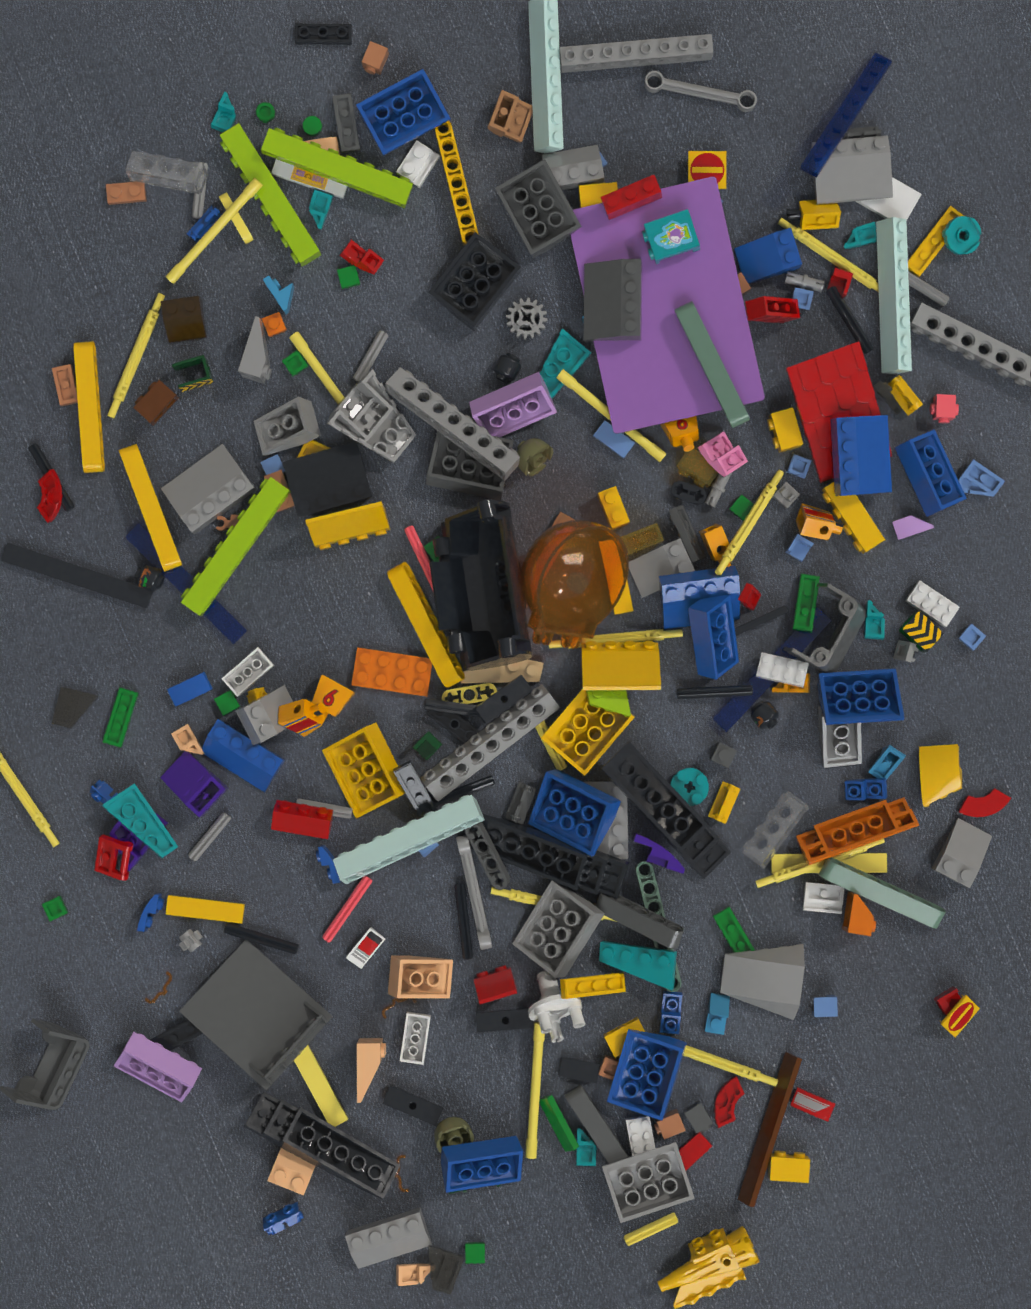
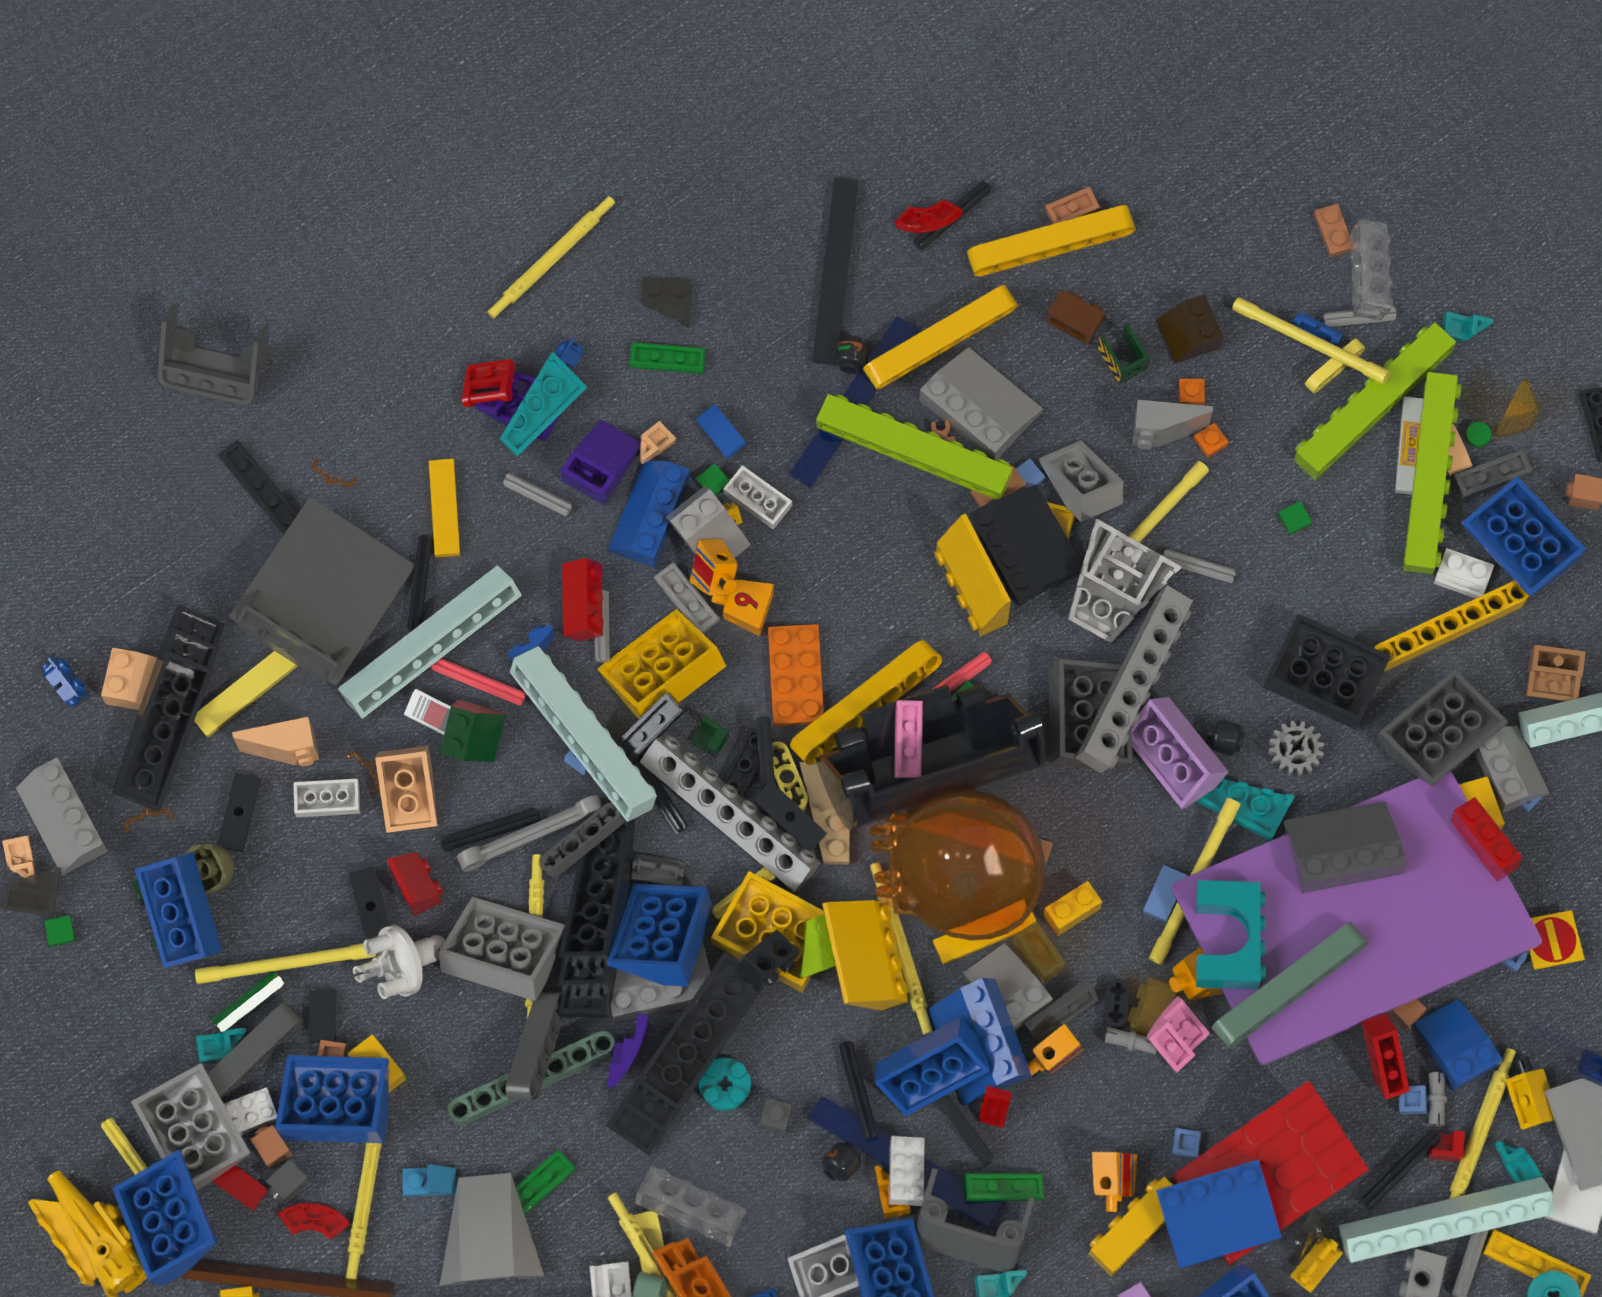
camera: 80 degrees right, 15 degrees down
(55, 908) = (410, 329): green tile -> none
(136, 355) = (1128, 283): light yellow axle -> none
(153, 907) = (437, 444): blue slope -> none
(158, 1067) = (234, 488): lavender slope -> none
(190, 940) = (401, 496): light grey gear -> none
(232, 329) = (1192, 391): none -> orange plate
(265, 112) = (1480, 375): green tile -> none
(283, 296) = (1248, 441): dark azure slope -> none
(295, 363) = (1167, 475): green tile -> none
(302, 89) = (1520, 413): none -> clear yellow slope
(311, 940) = (429, 642): none -> light aqua brick
(315, 741) = (686, 598): none -> light grey tile
(320, 207) = (1376, 465): teal slope -> none
(362, 259) = (1322, 528): red slope -> none
(389, 921) = (472, 732): none -> dark green slope
(465, 600) = (908, 739): none -> bright pink tile
(533, 455) = (1116, 792): olive cylinder -> none
(592, 985) = (437, 1003): yellow tile -> none
(614, 739) = (768, 960): none -> black brick
(643, 382) = (1244, 903): none -> teal arch
(644, 962) = (479, 1068): teal wing -> none
(670, 236) = (1447, 899): teal panel -> none
(671, 1012) = (420, 1120): blue slope -> none
(714, 1213) = (165, 1219): none -> blue slope
(724, 802) = (713, 1134): yellow hinge -> none
(741, 507) = (1113, 1079): green tile -> none
(749, 522) = (1094, 1085): light yellow axle -> none
(785, 430) = (1229, 1113): yellow brick -> none
(786, 495) = (1143, 1134): light grey tile -> none
(799, 547) = (1076, 1162): medium blue panel -> none

